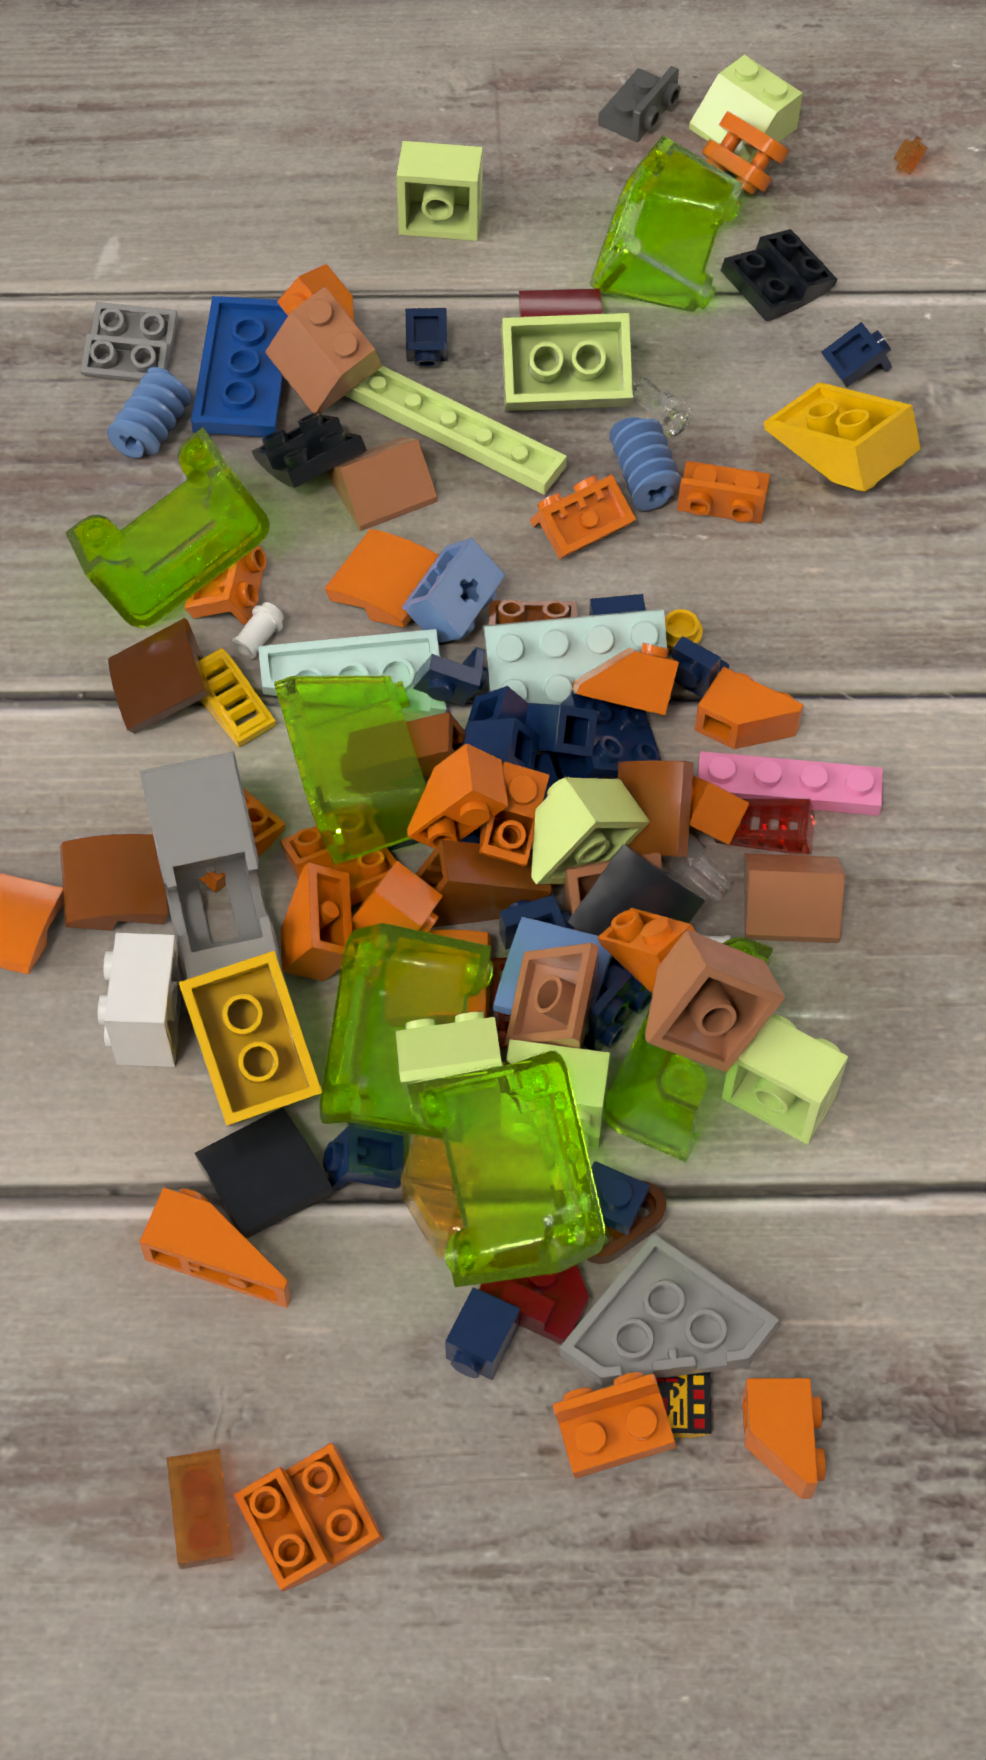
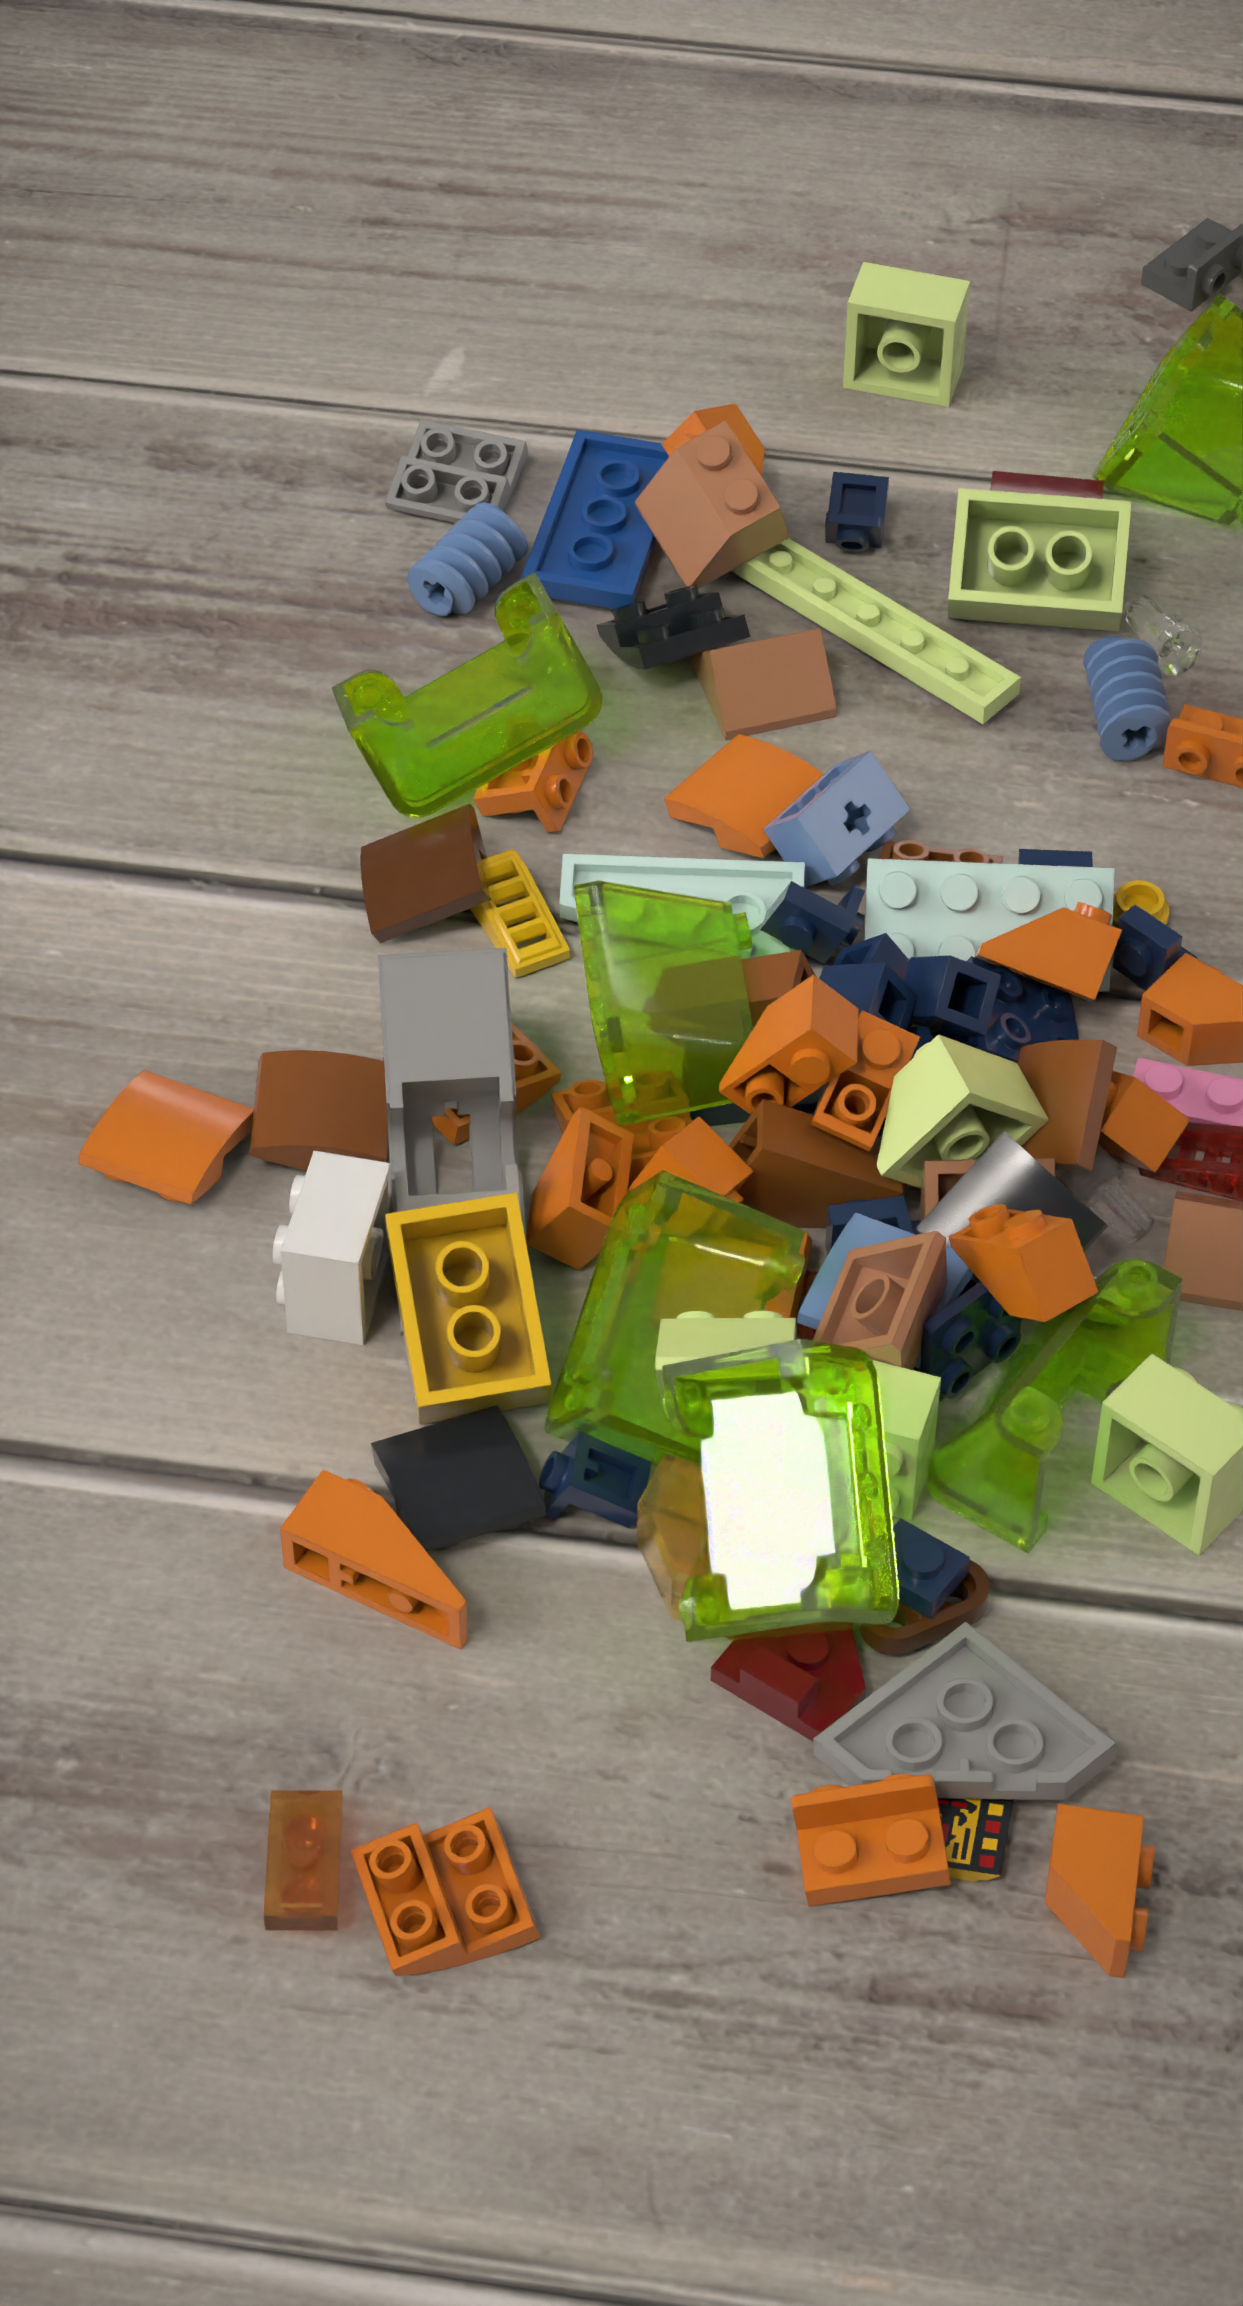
camera: 10 degrees right, 10 degrees down
(265, 621) = (577, 828): white pin -> none
(481, 1335) = (713, 1709): dark blue brick -> none
(583, 516) = (1030, 753): orange bracket -> none
(710, 1001) = (1081, 1320): nougat slope -> none

